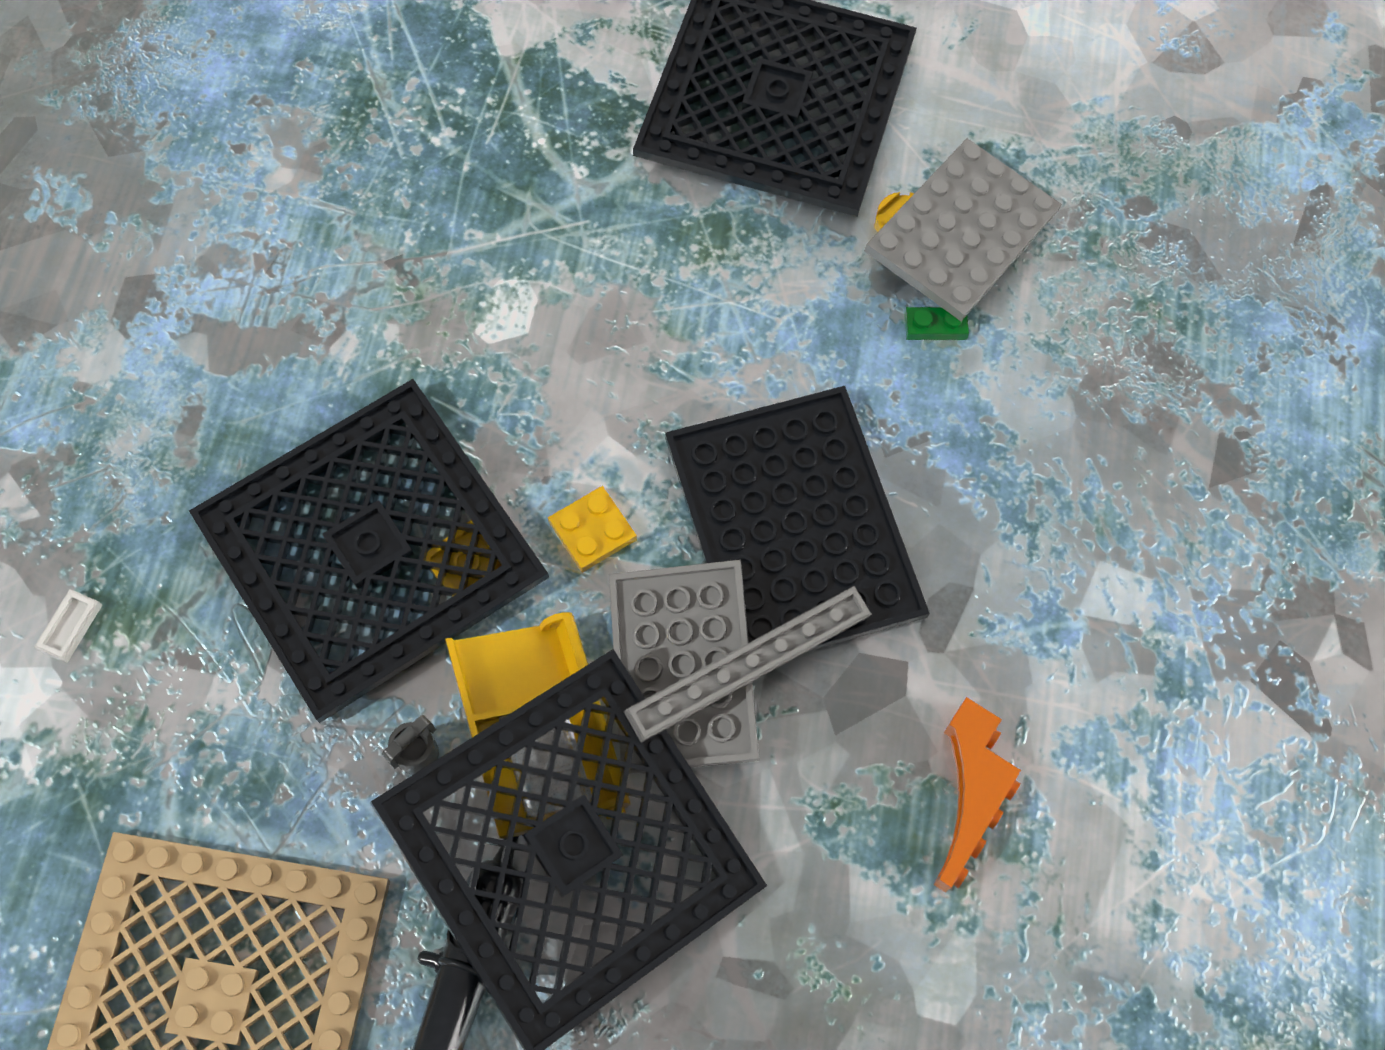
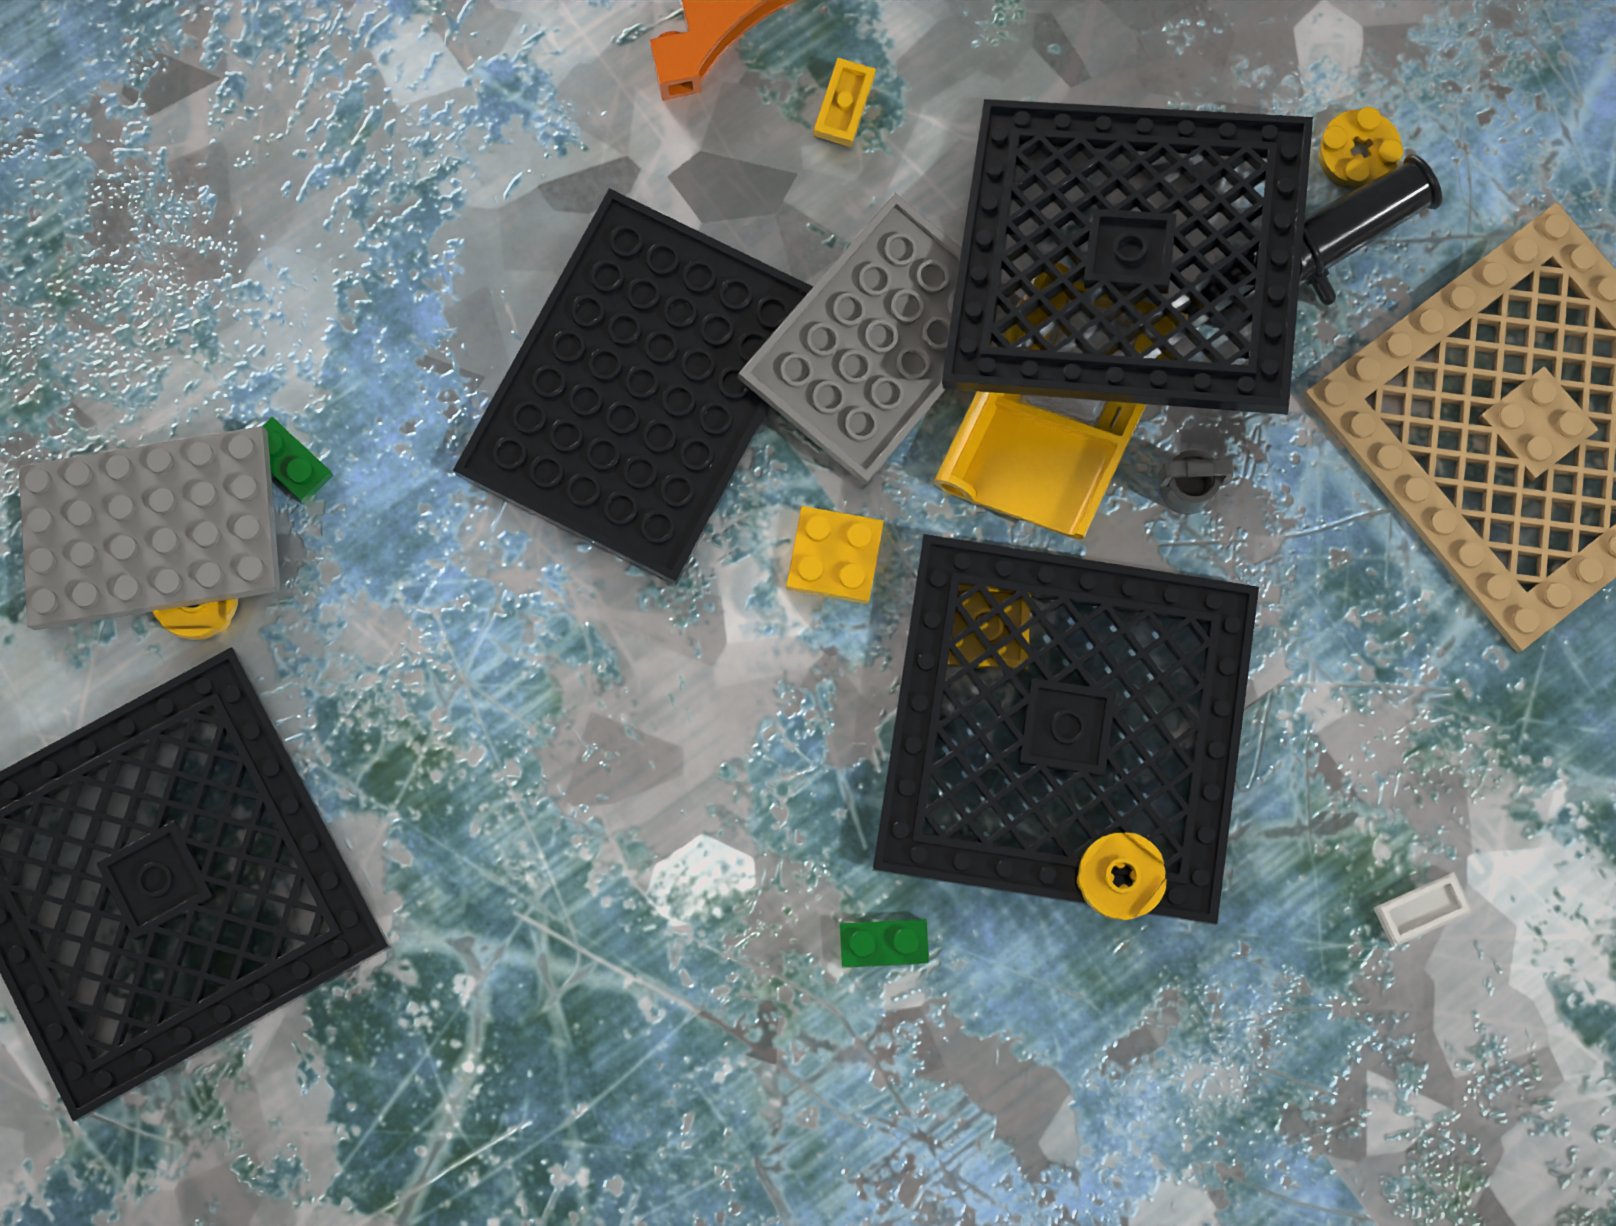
camera: 135 degrees left, 10 degrees up
(276, 496) = (1097, 880): none -> yellow plate
(376, 357) = (884, 943): none -> green plate
(746, 664) = (825, 272): light grey tile -> none
(850, 801) = (844, 102): none -> yellow plate

